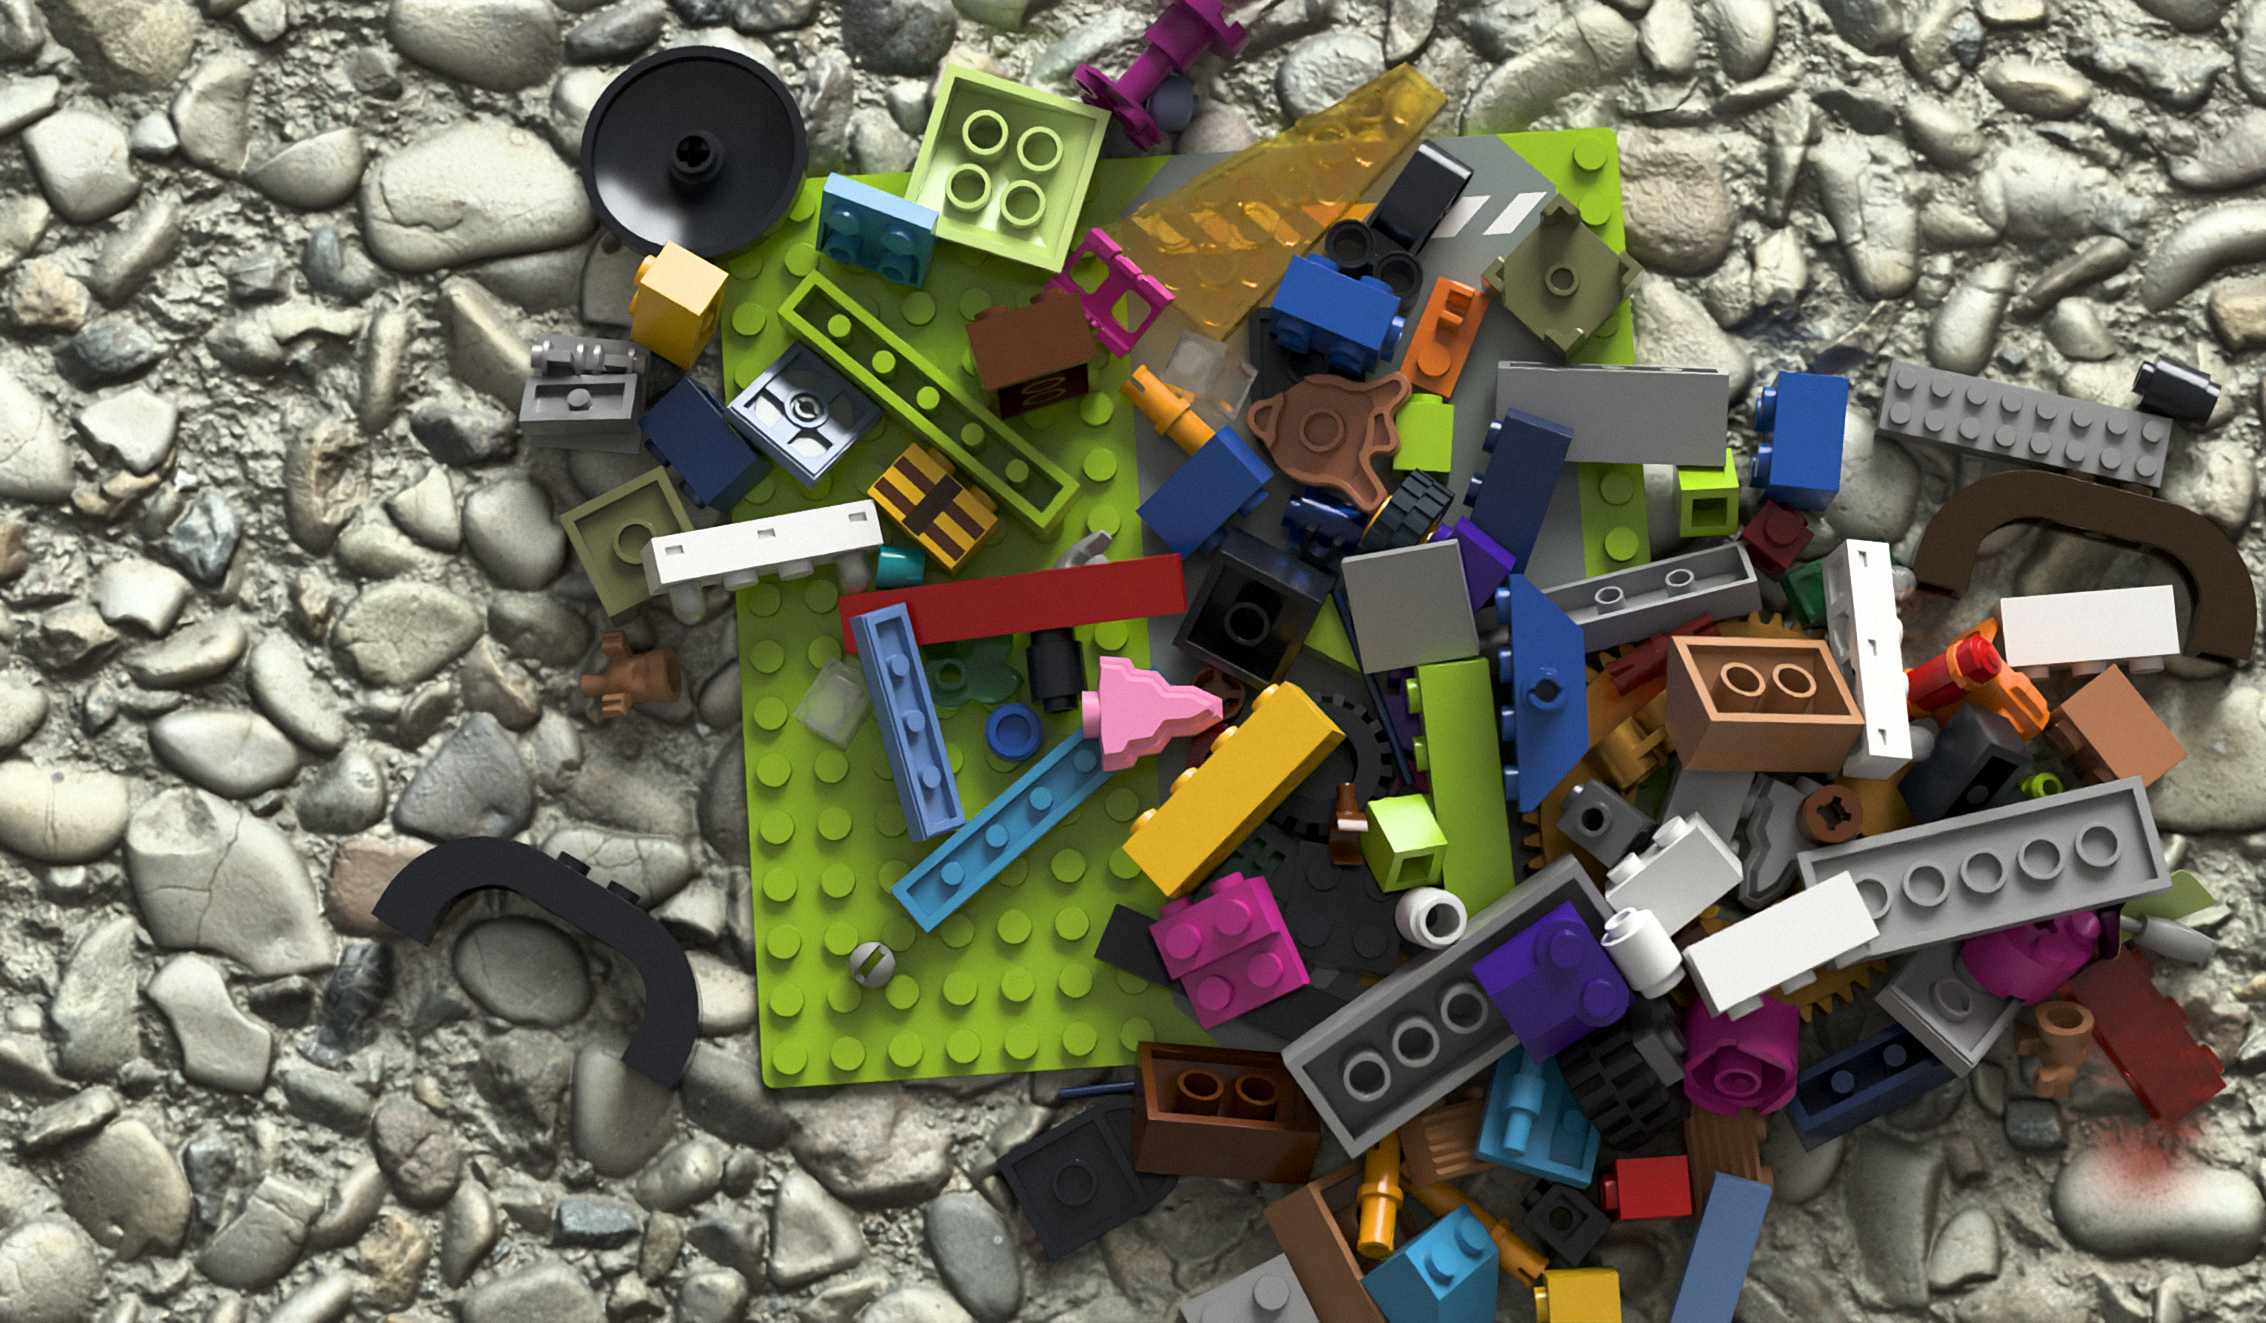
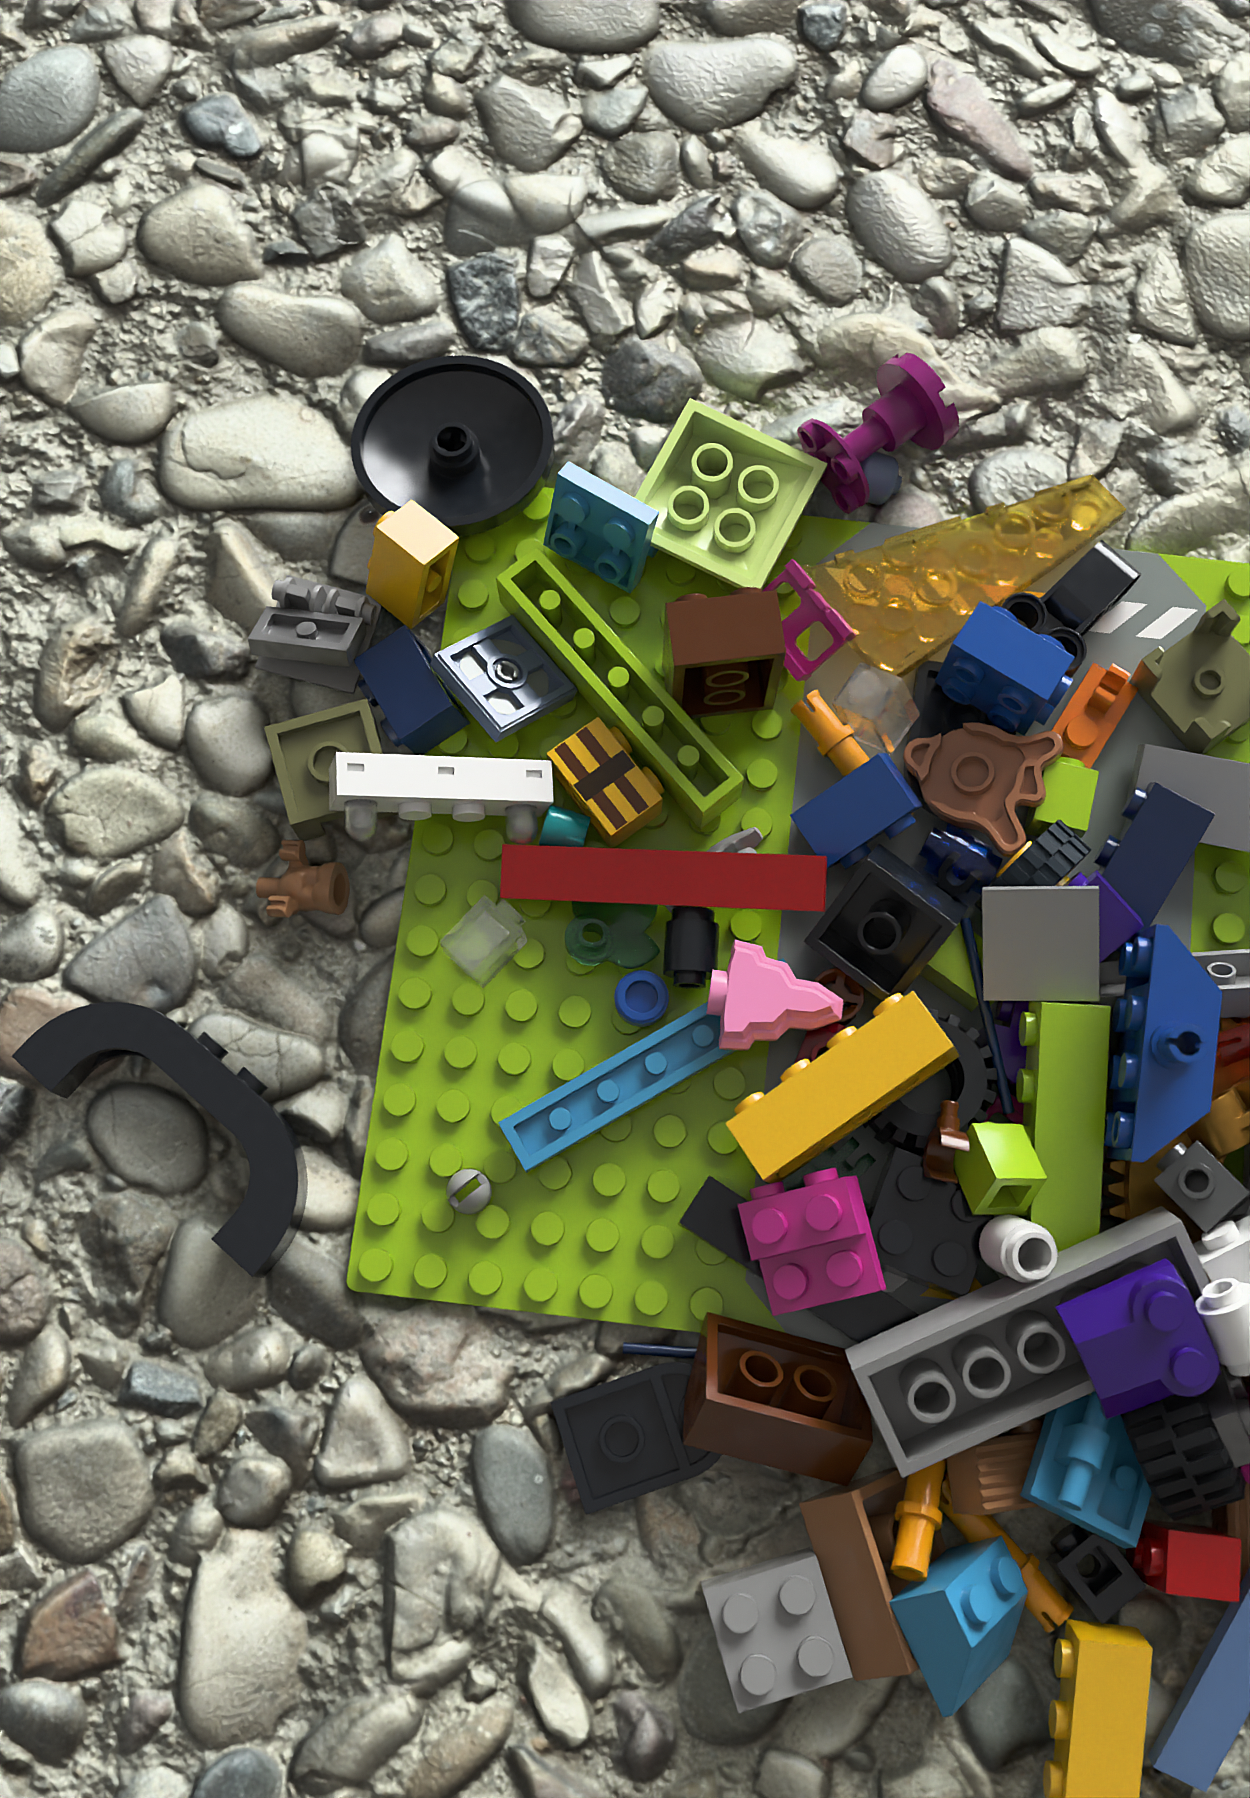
camera: 10 degrees right, 5 degrees down
(908, 722) = (544, 969): medium blue tile -> none

